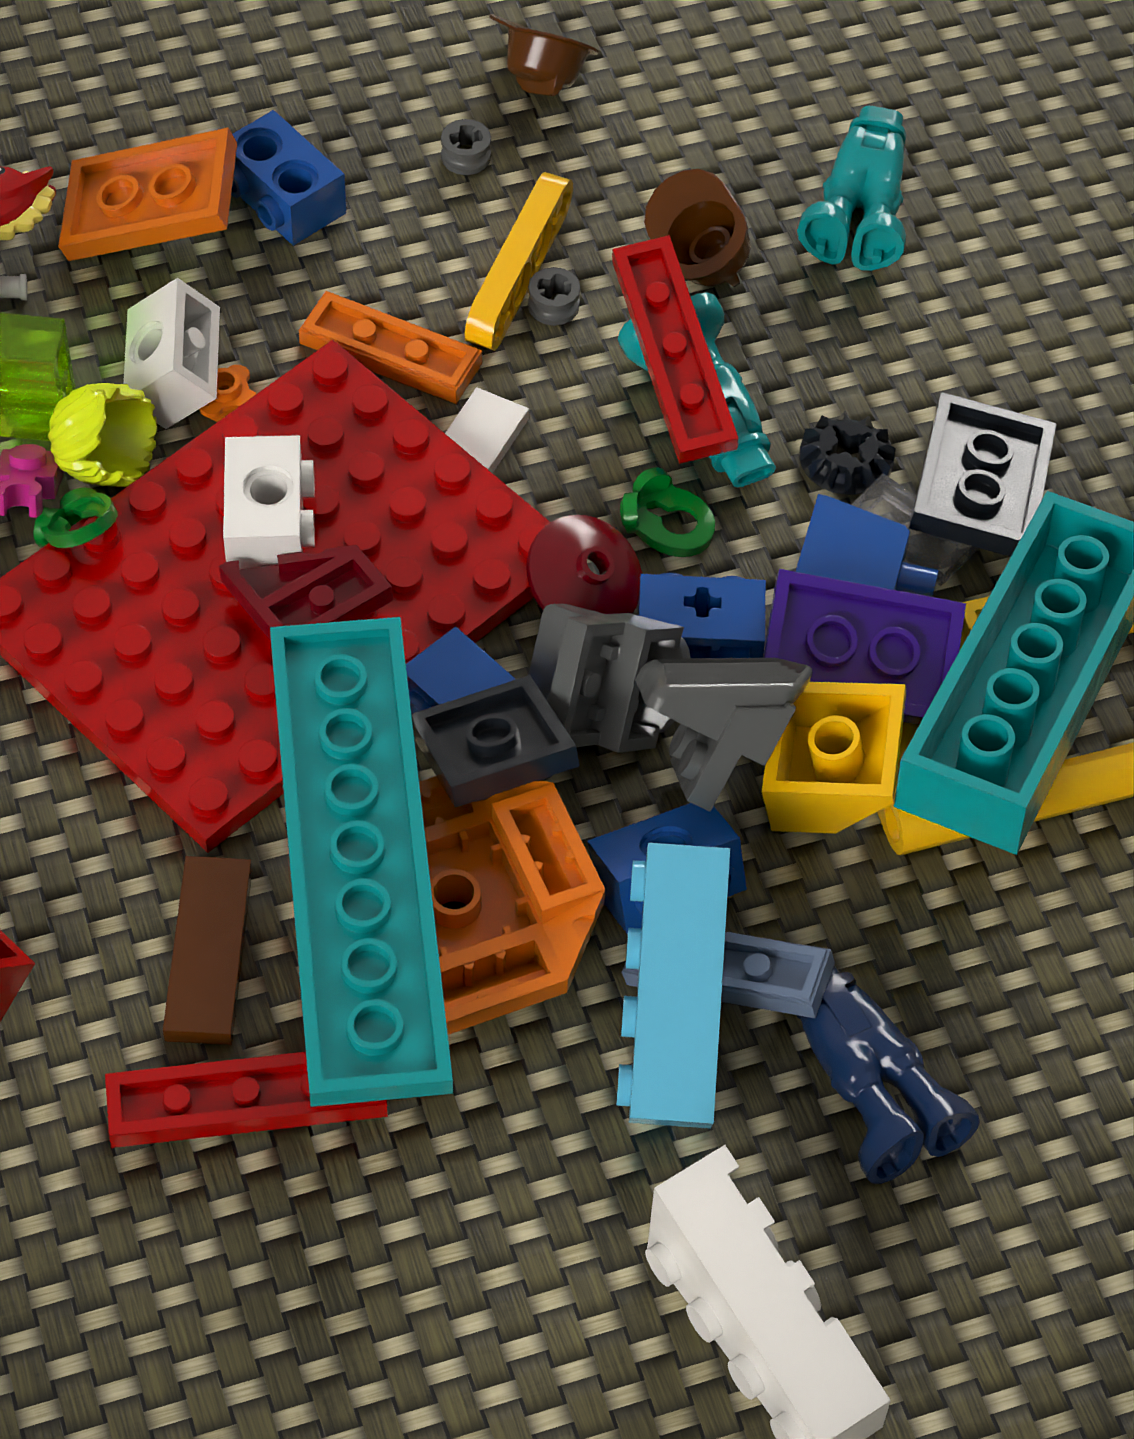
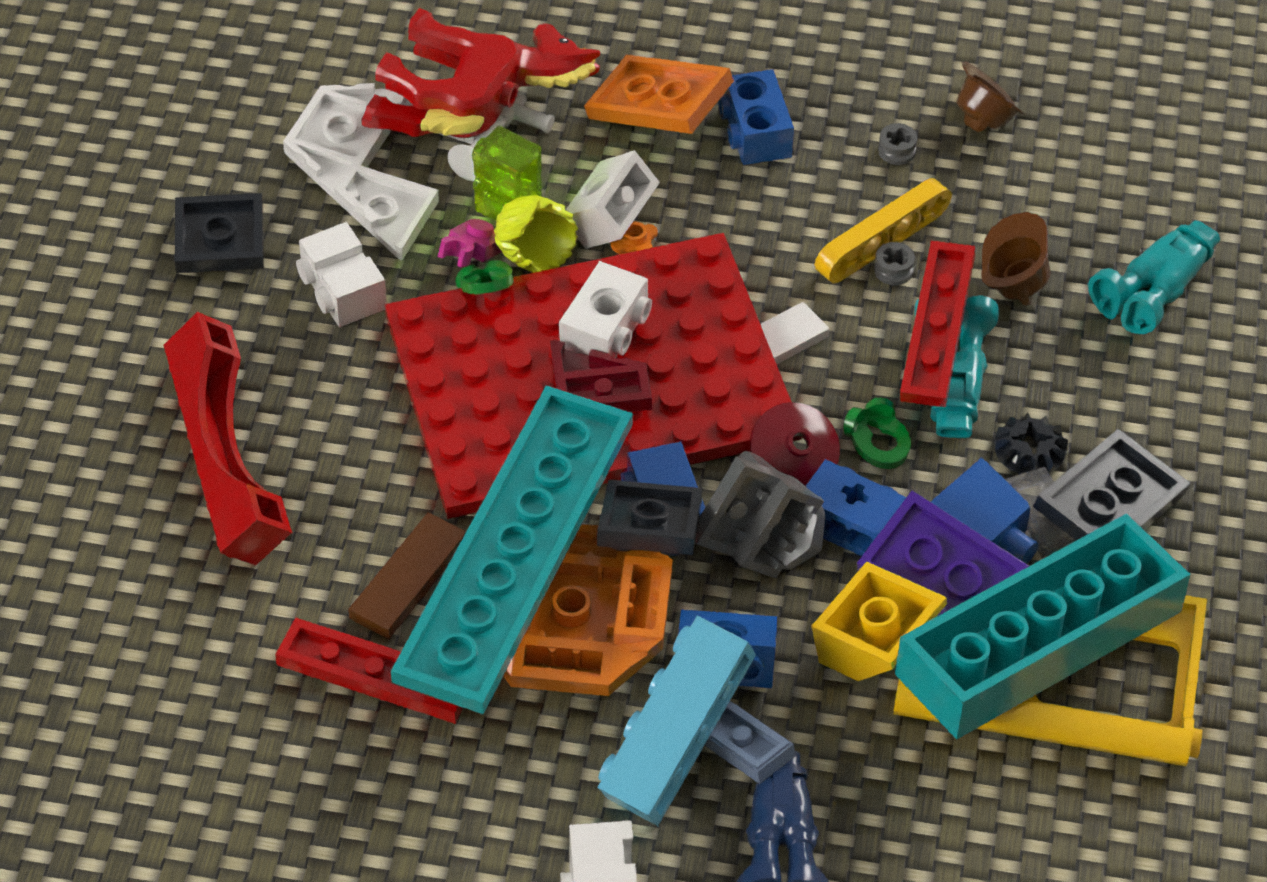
camera: 30 degrees right, 5 degrees down
(393, 346) = (765, 254): orange tile -> none
(722, 712) = (812, 560): dark grey piece -> none

